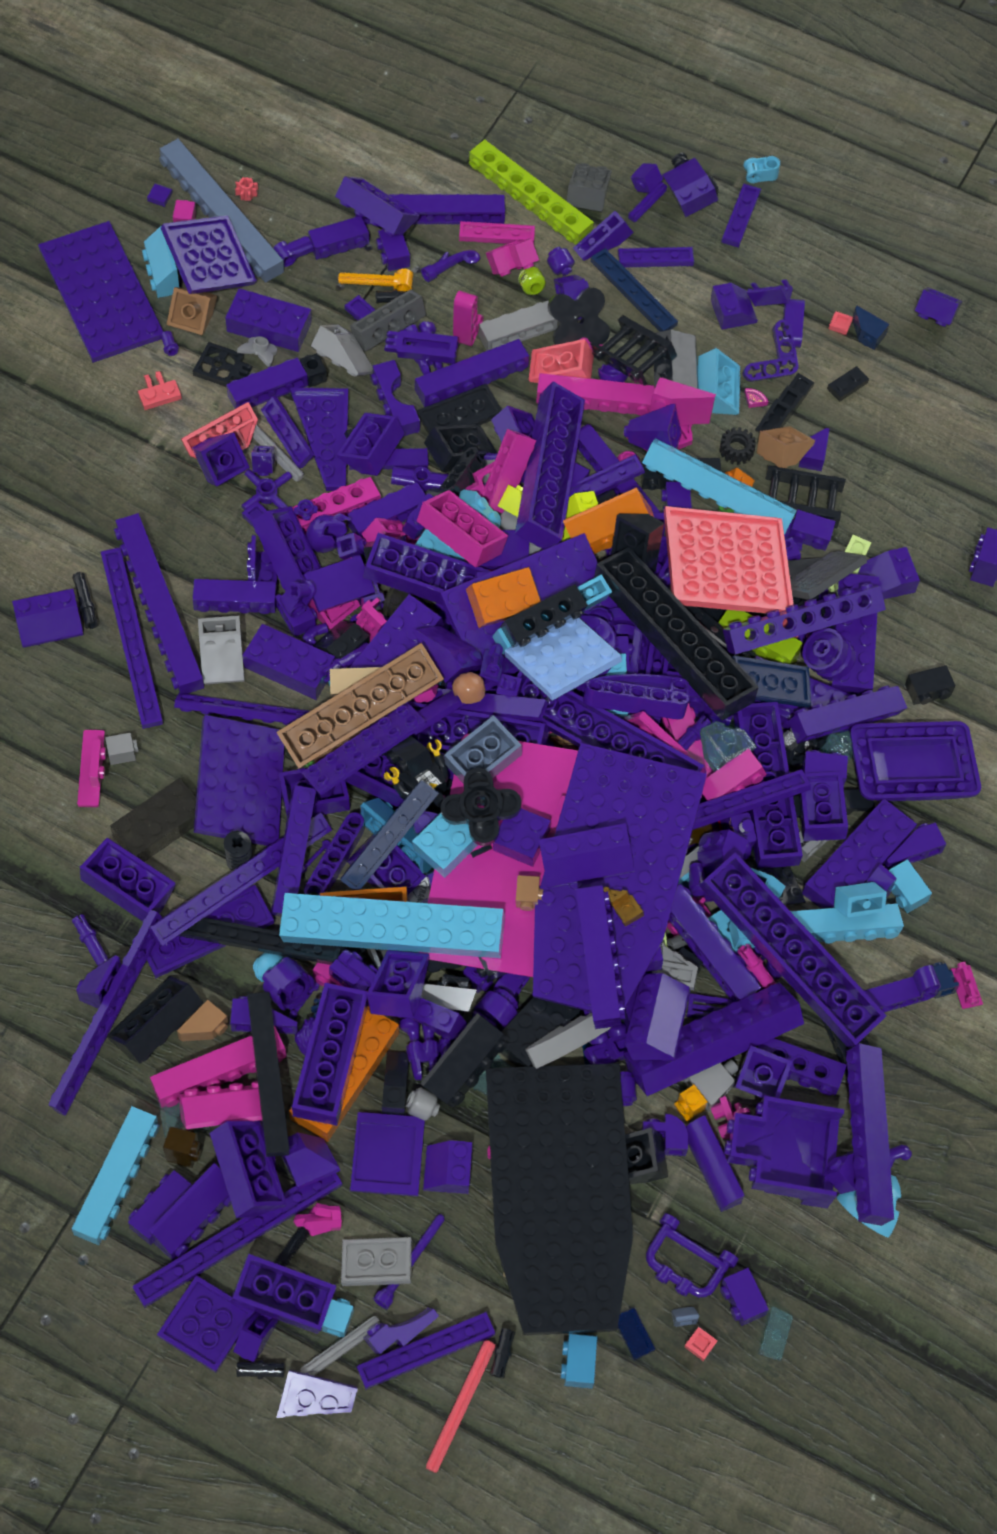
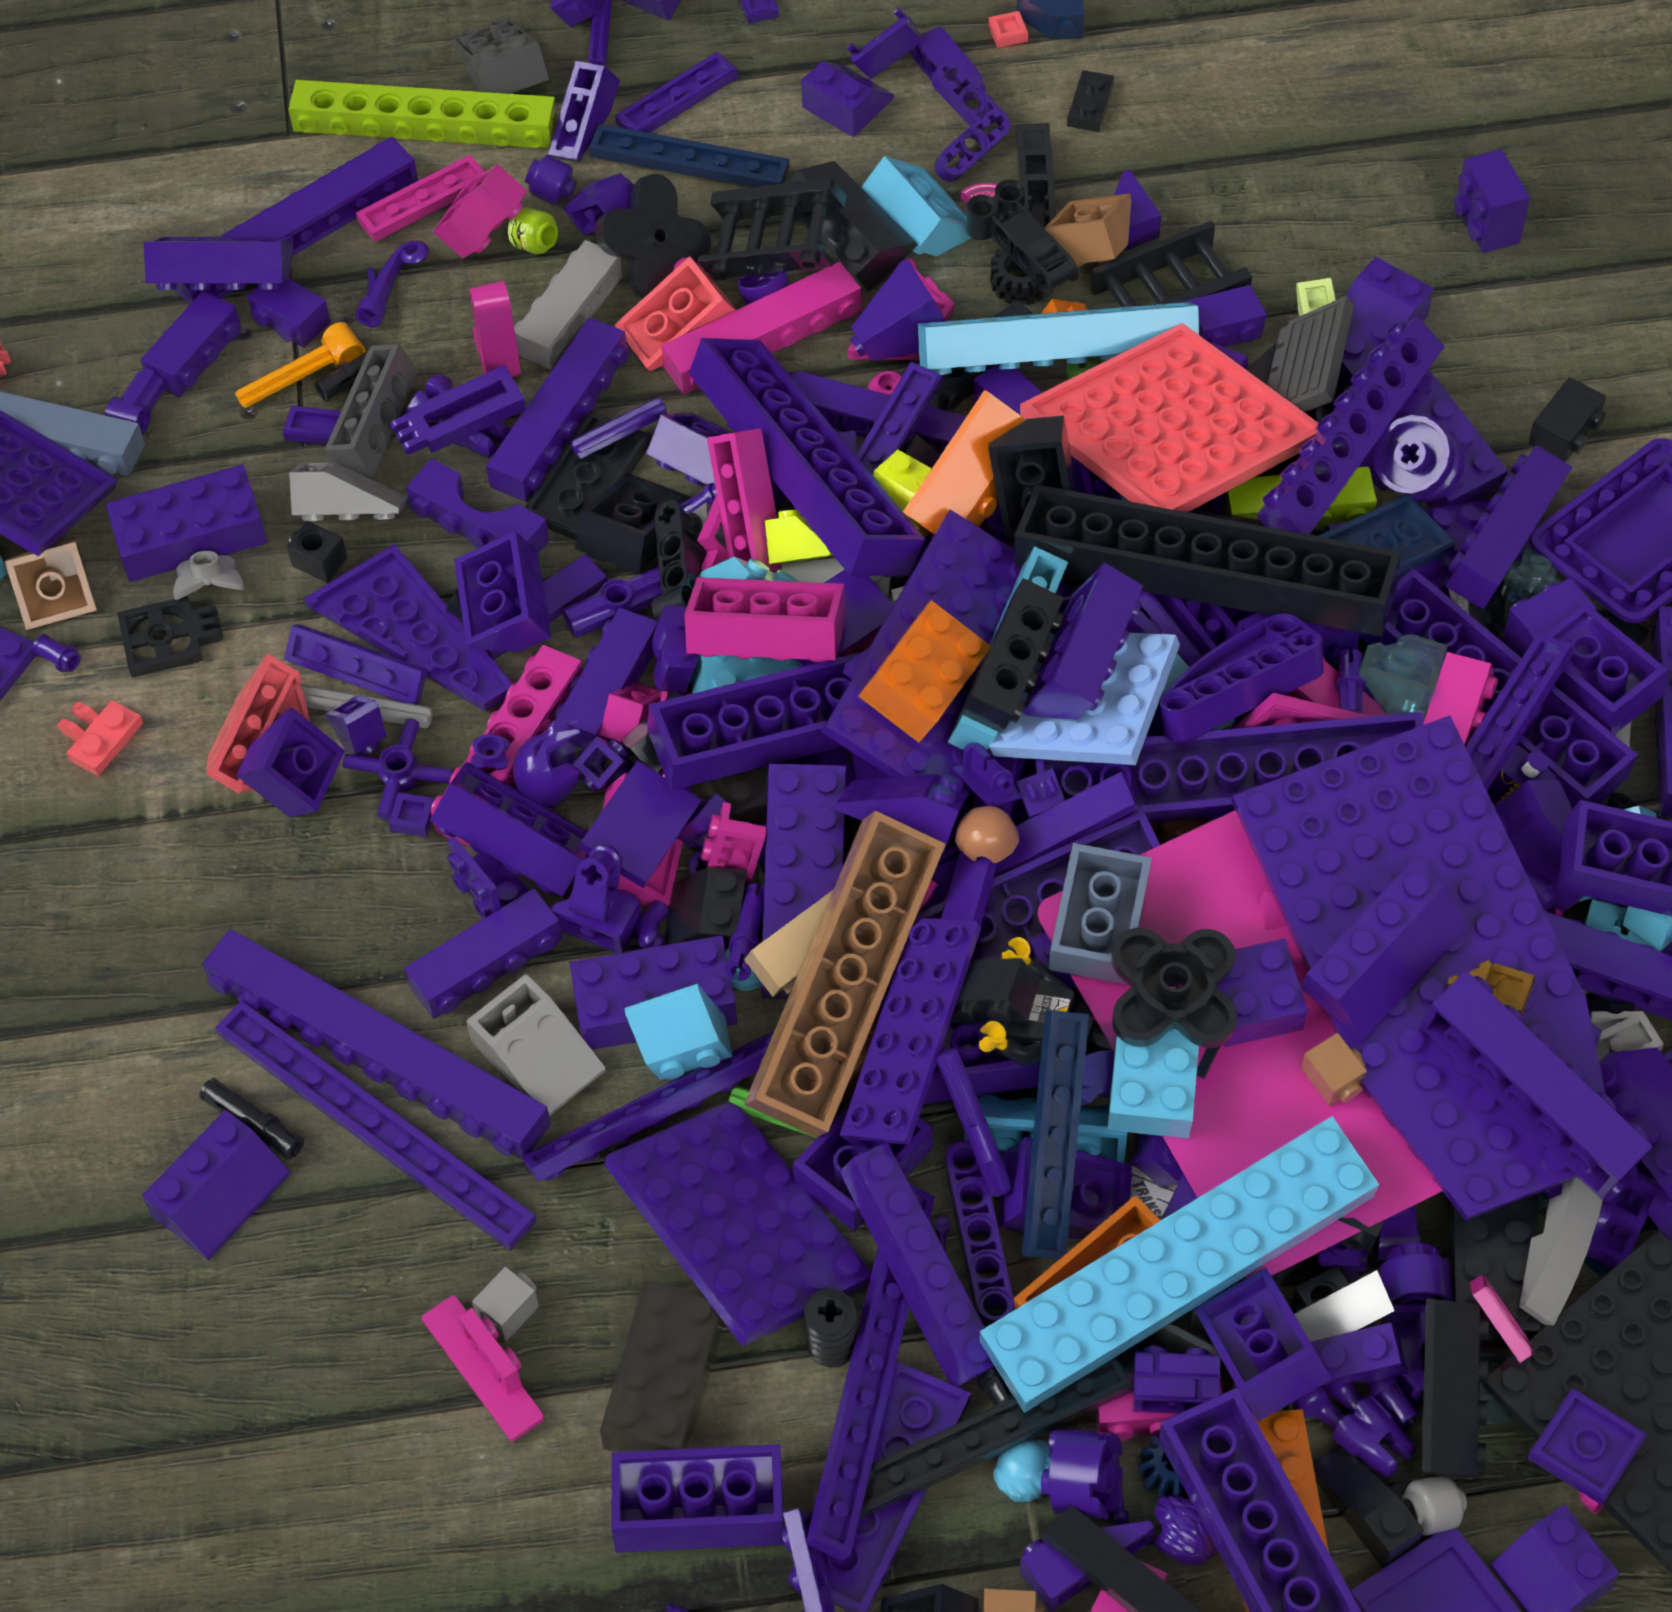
camera: 30 degrees left, 5 degrees down
(269, 383) = (263, 615): dark purple brick -> none
(282, 685) = (679, 1032): none -> medium azure slope
(362, 806) = (974, 1122): none -> dark purple axle
(489, 399) = (618, 428): none -> dark purple axle
(500, 1125) = (1587, 1446): none -> dark purple tile
(511, 1047) = (1501, 1318): none -> dark pink tile
(577, 632) = (1085, 646): none -> dark purple slope
(692, 404) = (925, 242): dark pink slope -> none
(747, 415) = (1020, 236): none -> black piece

